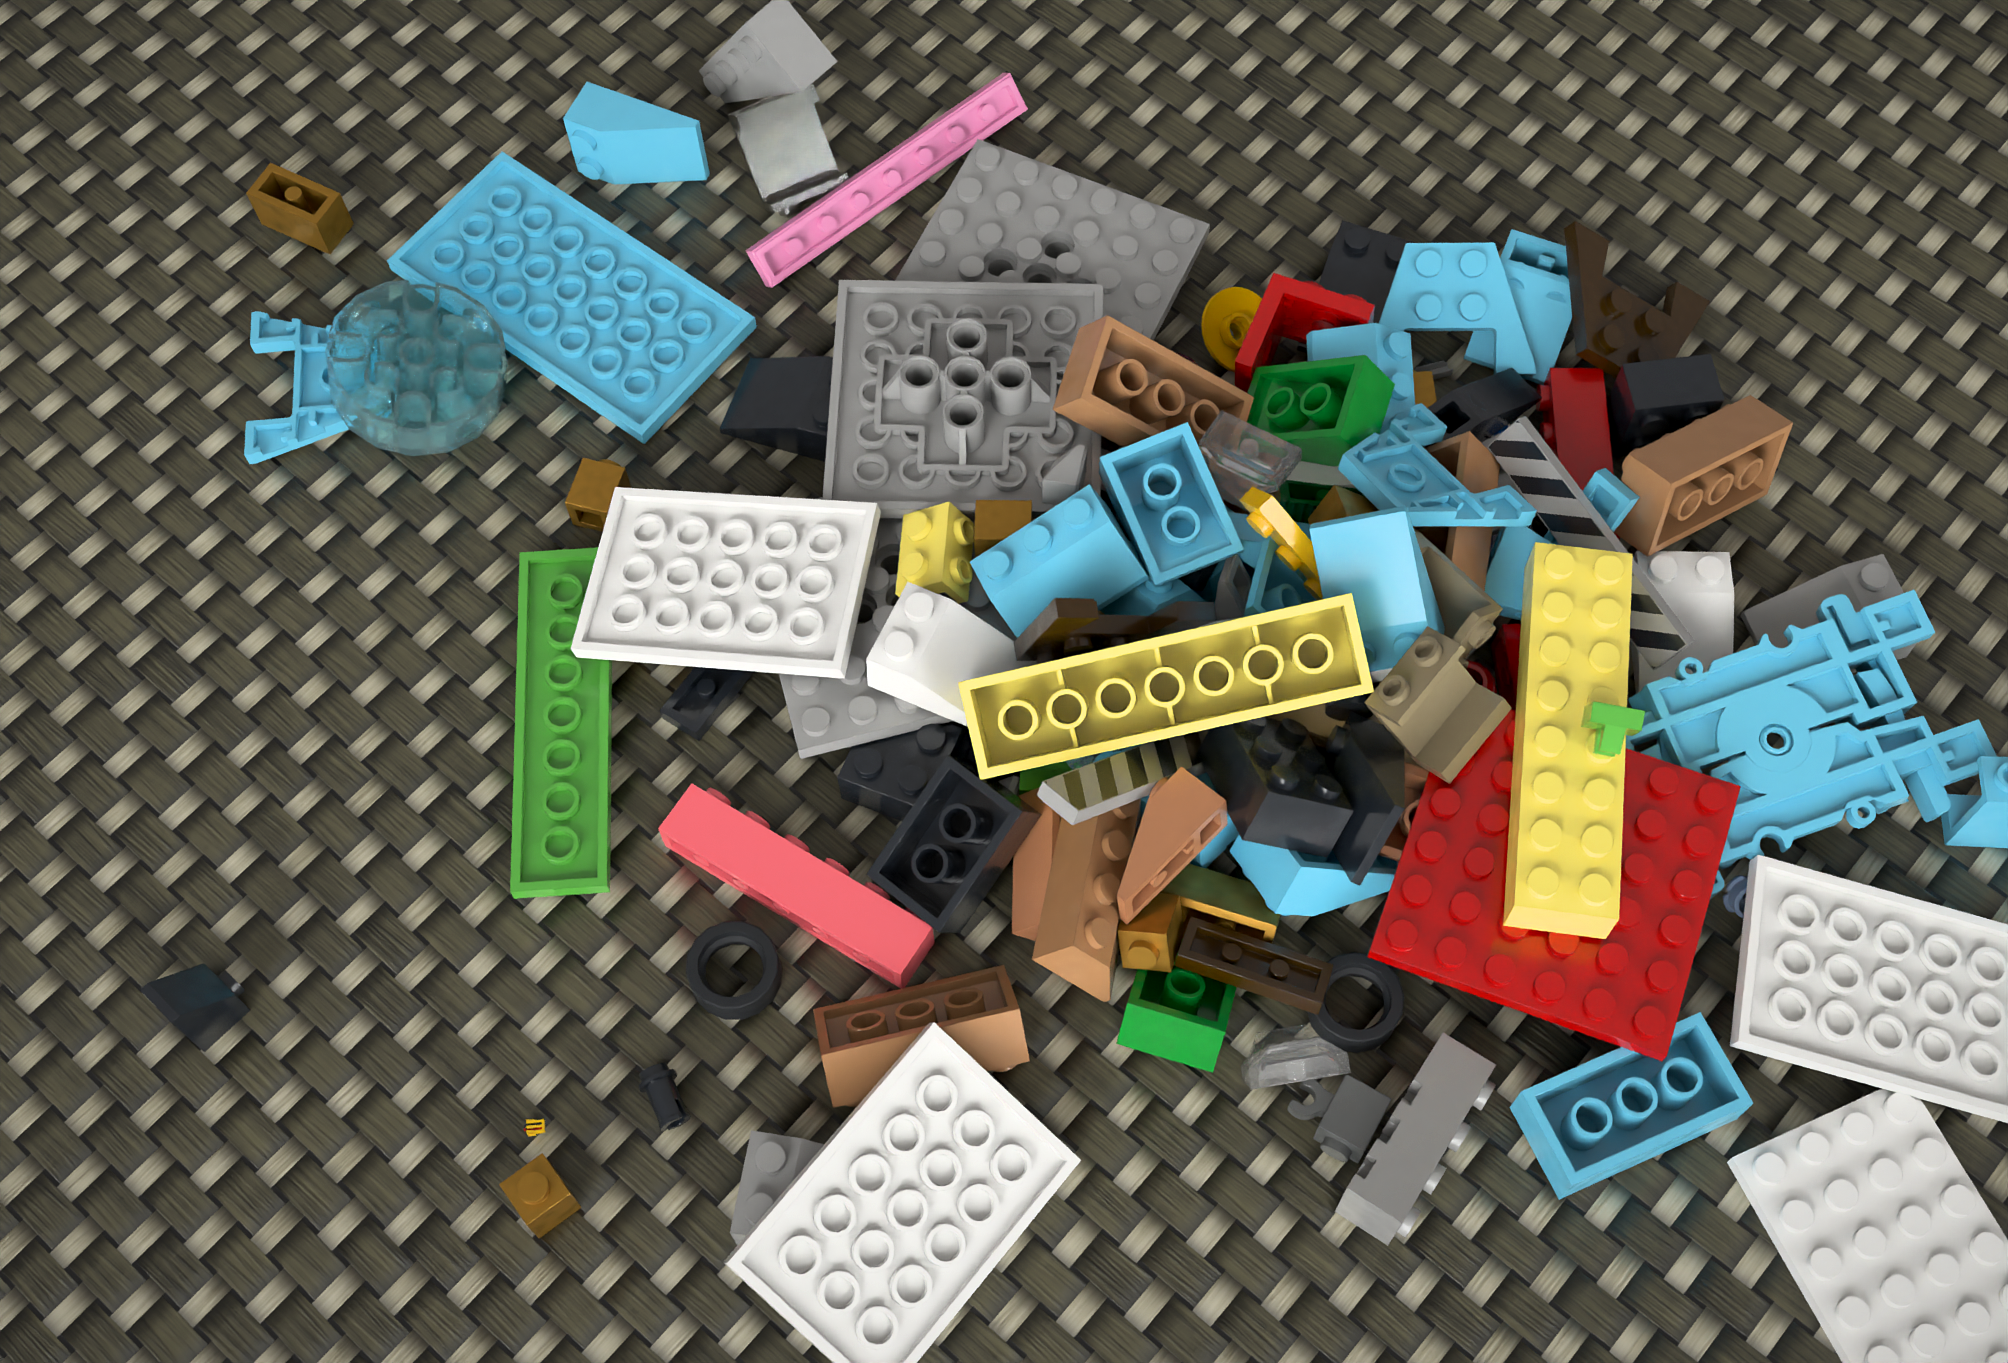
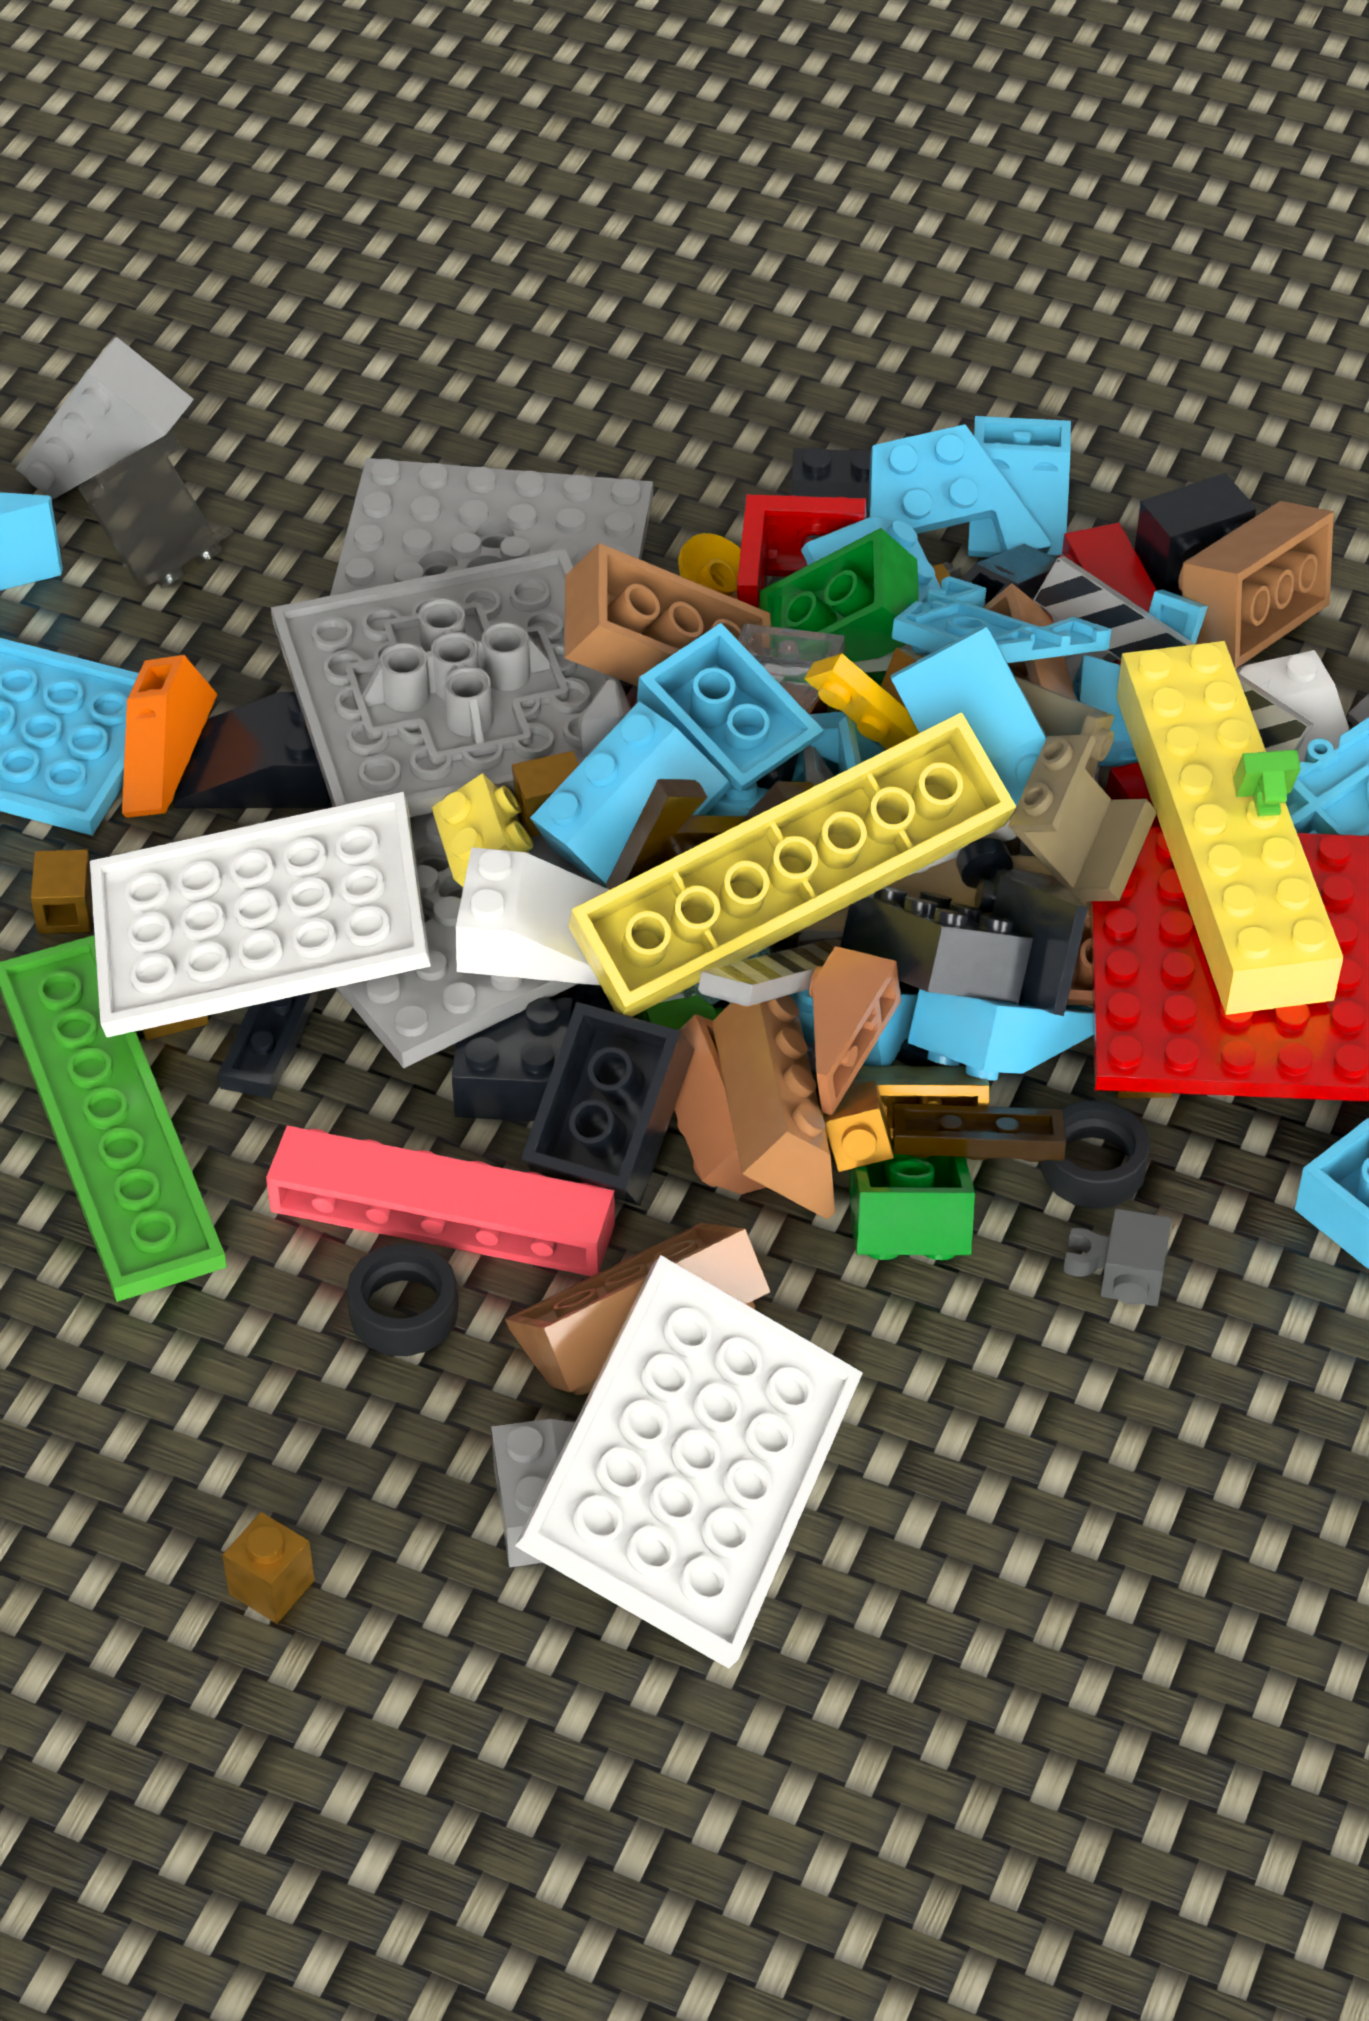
camera: 20 degrees left, 15 degrees down
(534, 1127) = (229, 1516): yellow piece -> none
(664, 1096) = (360, 1430): black pin -> none
(724, 364) = (162, 728): none -> orange slope
(886, 180) = (271, 527): bright pink tile -> none
(1291, 1057) = (1053, 1213): clear slope -> none
(1415, 1140) = (1209, 1259): light grey wedge -> none
(1613, 323) = (1105, 473): dark brown wing -> none

